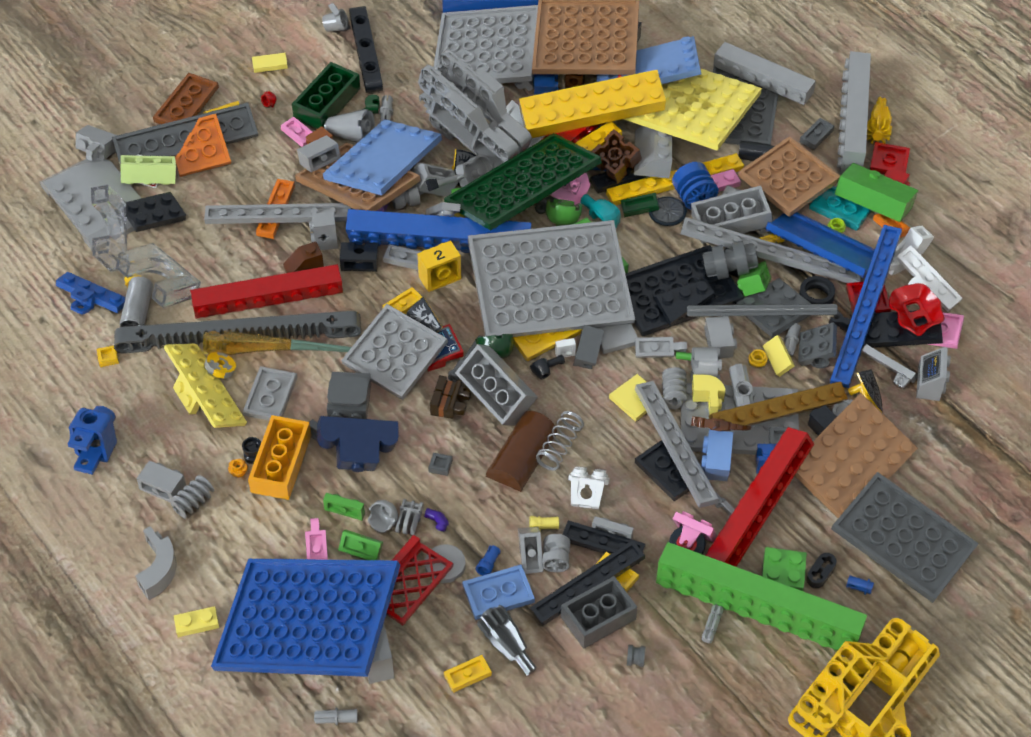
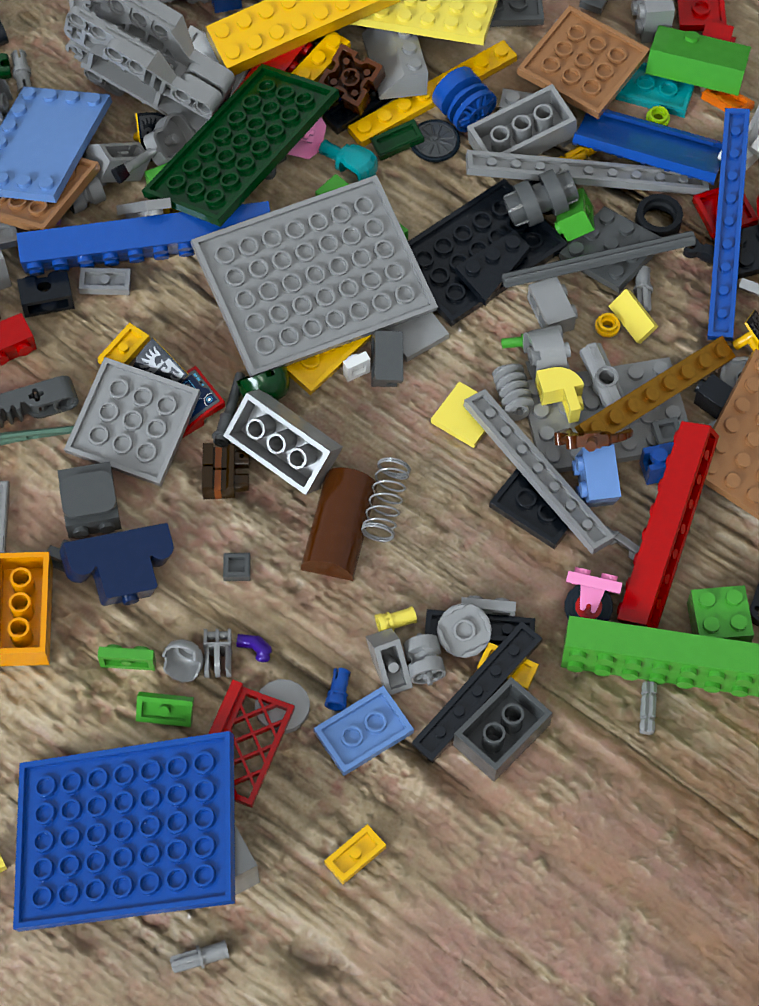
camera: 15 degrees left, 10 degrees up
(316, 542) = (105, 721): bright pink plate -> none
(439, 266) = (159, 285): yellow brick -> none
(505, 636) = (392, 792): dark grey piece -> none
(542, 366) = (333, 400): black bar -> none
(563, 212) = (301, 172): bright green cylinder -> none
(590, 539) = (464, 630): none -> light grey tile
(596, 480) = (430, 548): white piece -> none
(636, 655) = (564, 776): dark grey wheel -> none
(658, 347) = (476, 338): light grey plate -> none
(726, 178) = (500, 78): bright pink plate -> none
(752, 151) = (525, 32): black brick -> none
(818, 346) = (680, 291): dark grey plate -> none

